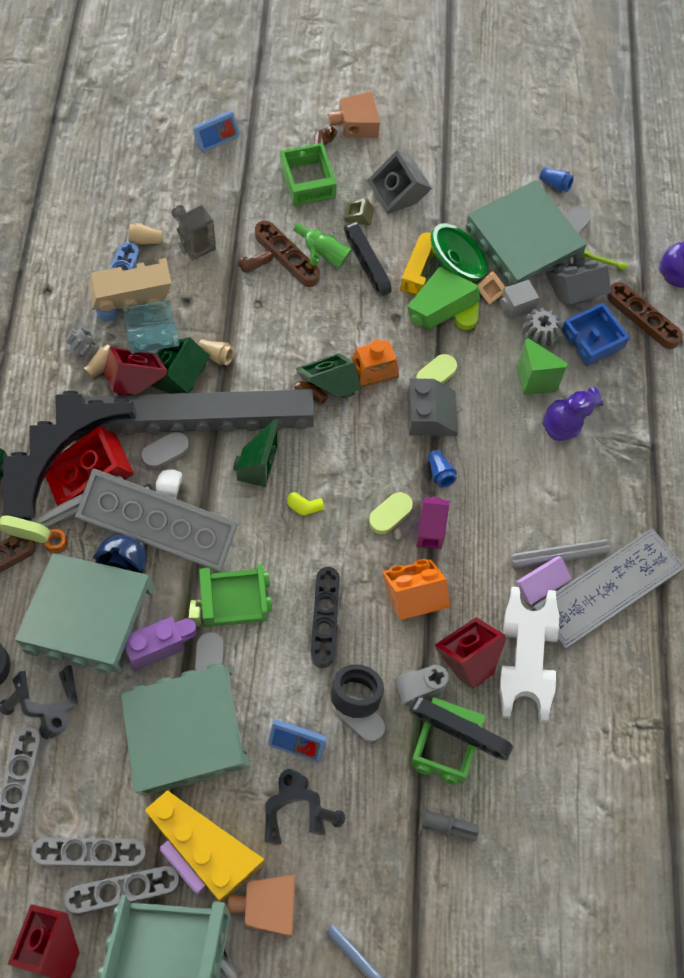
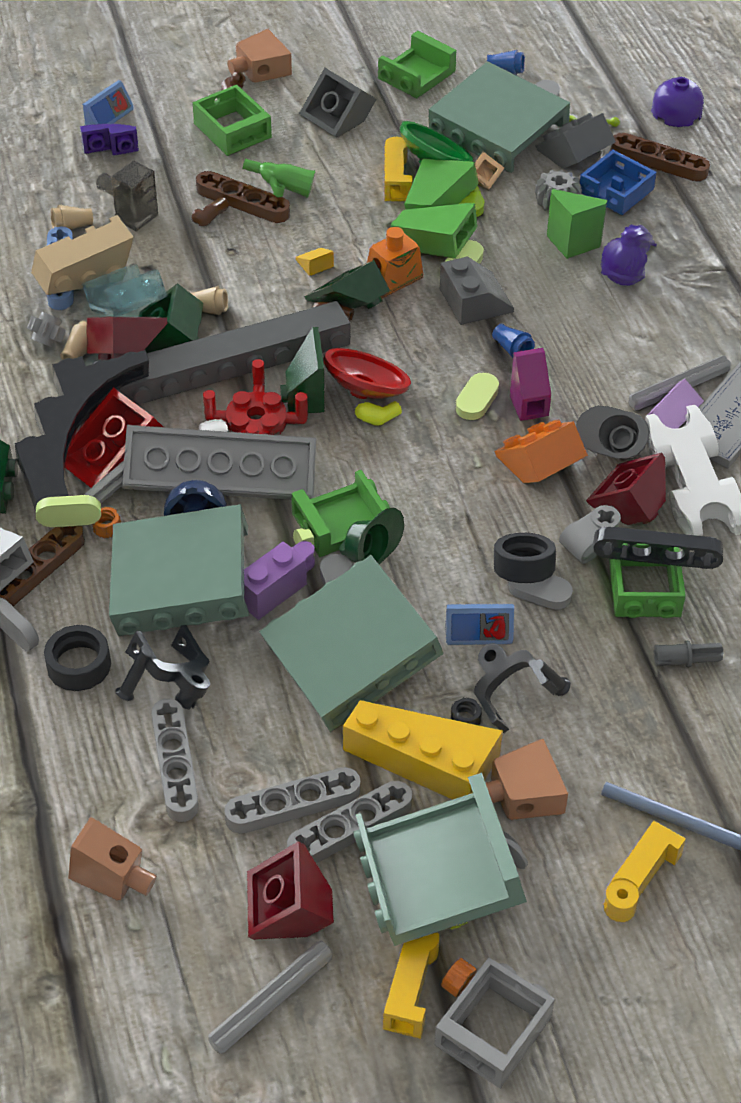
camera: 15 degrees left, 15 degrees down
(165, 450) = (189, 408): light grey tile -> none
(183, 868) = (422, 781): lavender tile -> none
(202, 162) = (113, 137): none -> dark purple slope
(209, 462) = (257, 403): none -> red plate
(245, 632) = (374, 537): none -> dark green piece
(255, 811) = (466, 705): none -> black axle
(307, 467) = (366, 374): none -> red dish
(318, 335) = (316, 261): none -> yellow slope
(325, 616) = (455, 506): black beam -> none
(359, 211) = (304, 142): olive slope -> none
(367, 259) = (337, 178): black beam -> none
(424, 338) = (439, 228): none -> bright green slope
(478, 592) = (613, 432): none -> dark grey piece
(482, 161) = (420, 66): none -> bright green panel
(519, 299) = (520, 172): light grey brick -> none

